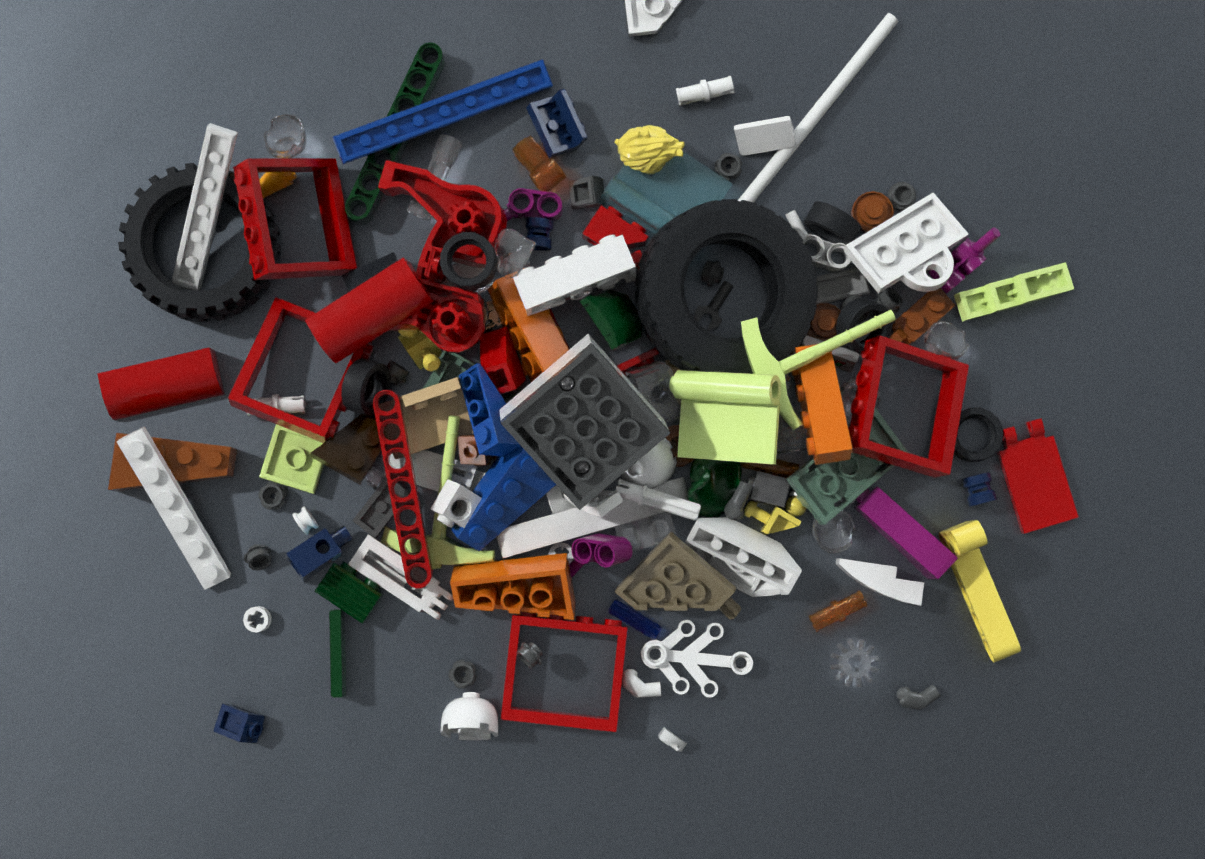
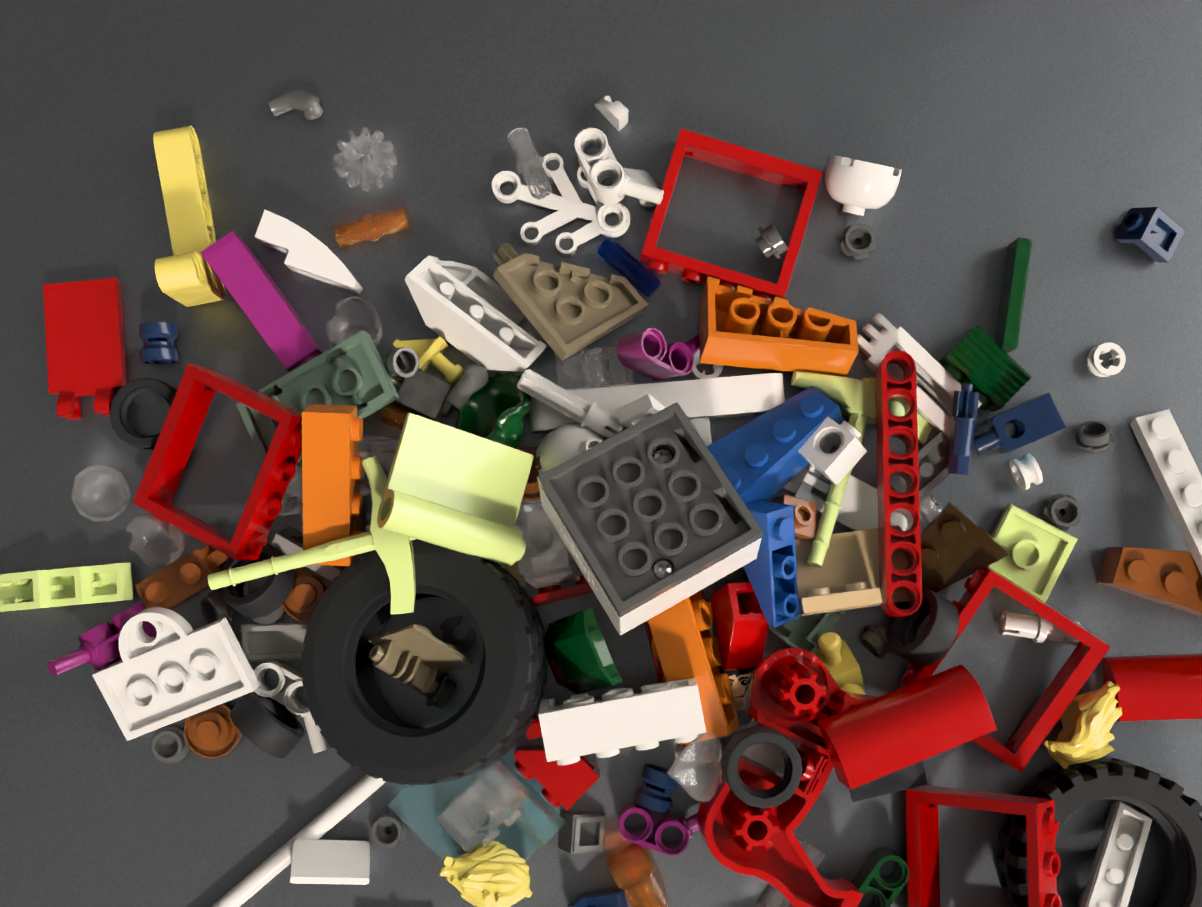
camera: 165 degrees left, 0 degrees up
(231, 338) = (1086, 727): none -> light yellow hair
(359, 540) = (963, 428): none -> dark blue piece
(662, 195) = (483, 807): none -> clear brick
(668, 691) = (605, 165): none -> white beam
(727, 684) = (529, 163): none -> clear axle
(733, 291) = (415, 656): none -> dark tan hinge
(789, 511) = (404, 358): none -> dark grey hinge
(995, 368) = (101, 493): none -> clear hair

